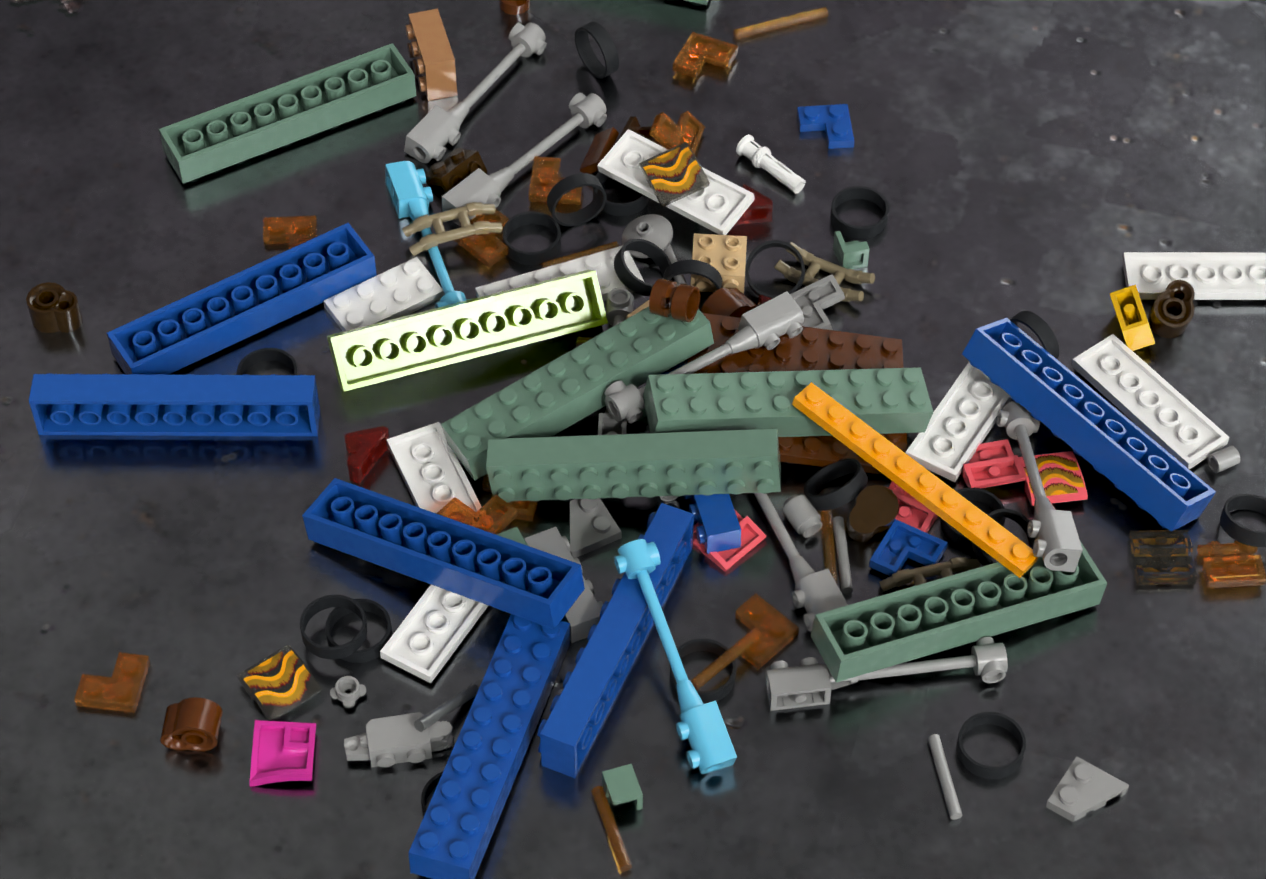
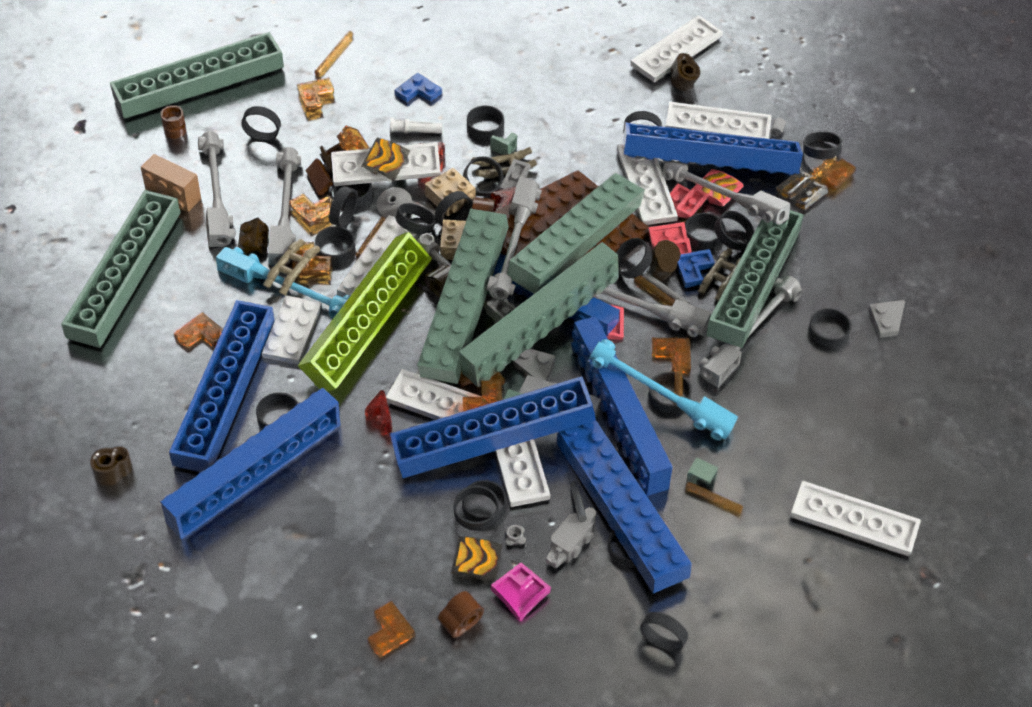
camera: 45 degrees left, 0 degrees up
(674, 300) = (487, 208): reddish brown wheel -> none
(802, 515) = (630, 285): light grey brick -> none
(915, 480) = (677, 224): light orange plate -> none
(944, 777) = (827, 357): light grey bar -> none
(1132, 318) = (671, 87): yellow brick -> none

